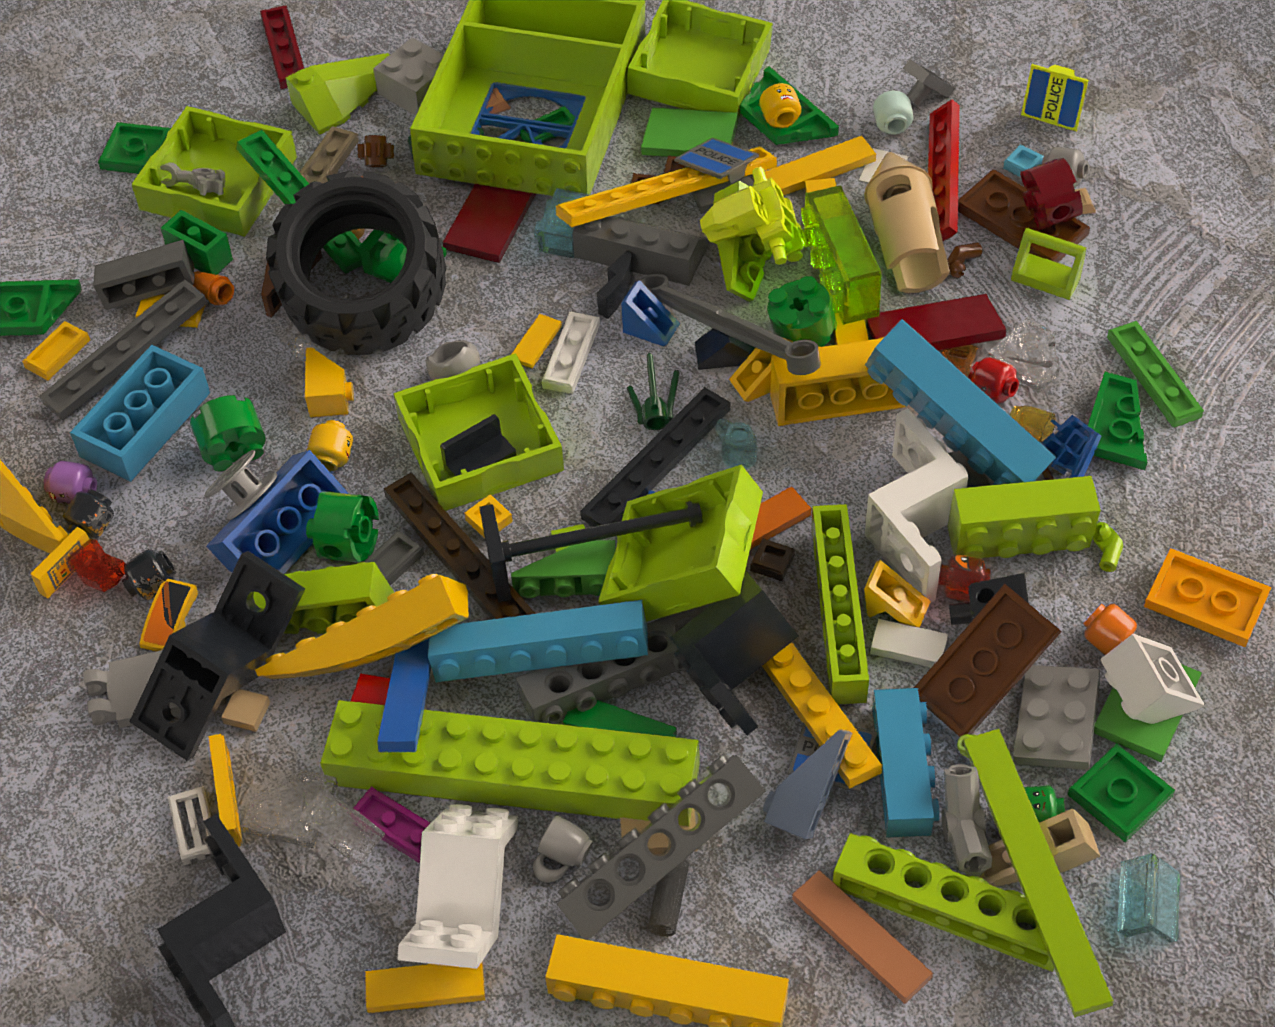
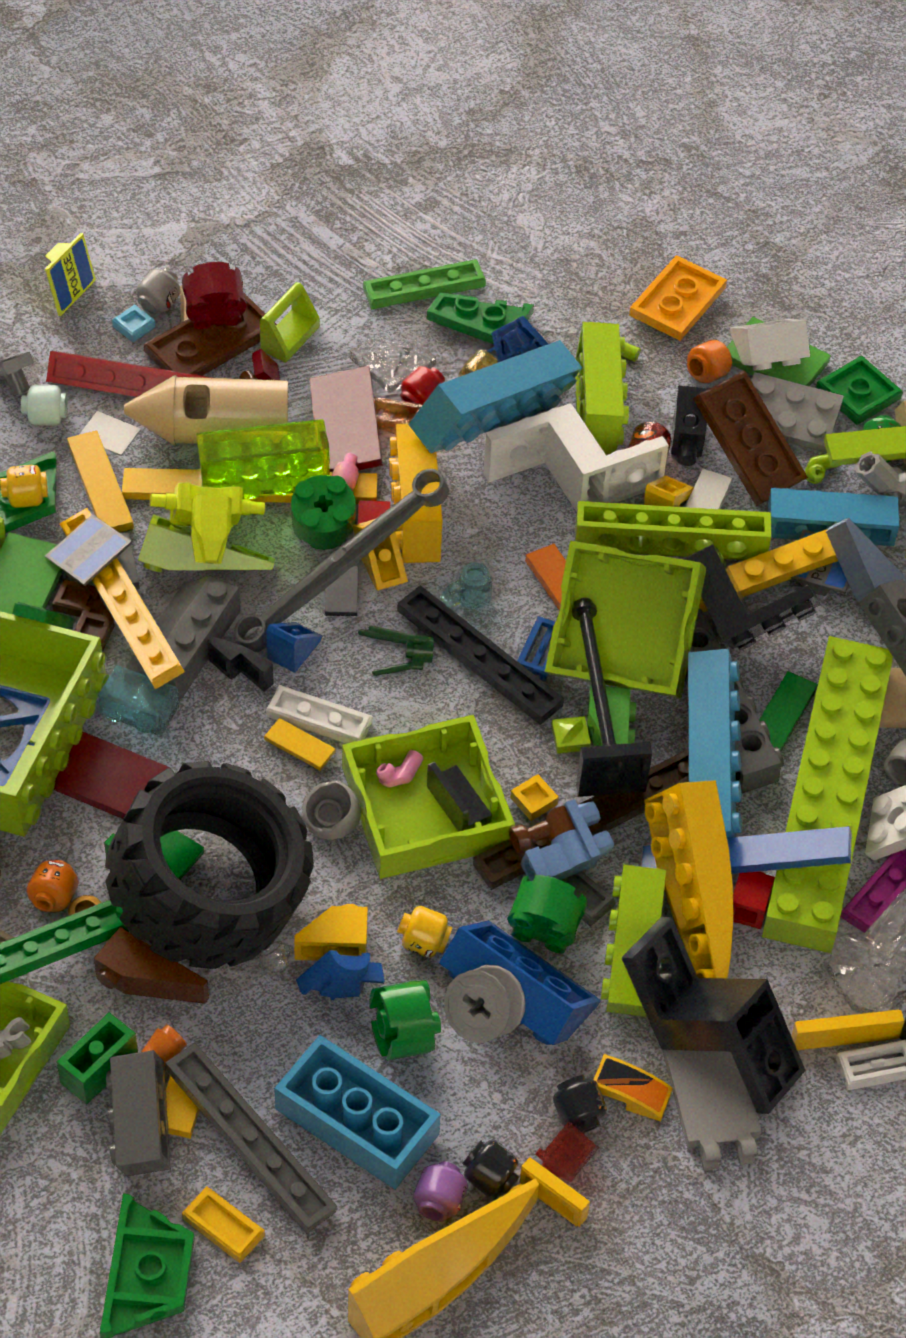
camera: 90 degrees left, 0 degrees up
(278, 391) = (340, 975): none -> blue piece
(424, 537) = (571, 842): none -> medium blue hips
(502, 408) = (403, 774): none -> bright pink arm
(628, 135) = (43, 615): none -> green tile
(854, 328) = (348, 470): none -> bright pink cylinder
(984, 258) = (264, 366): none -> dark red tile

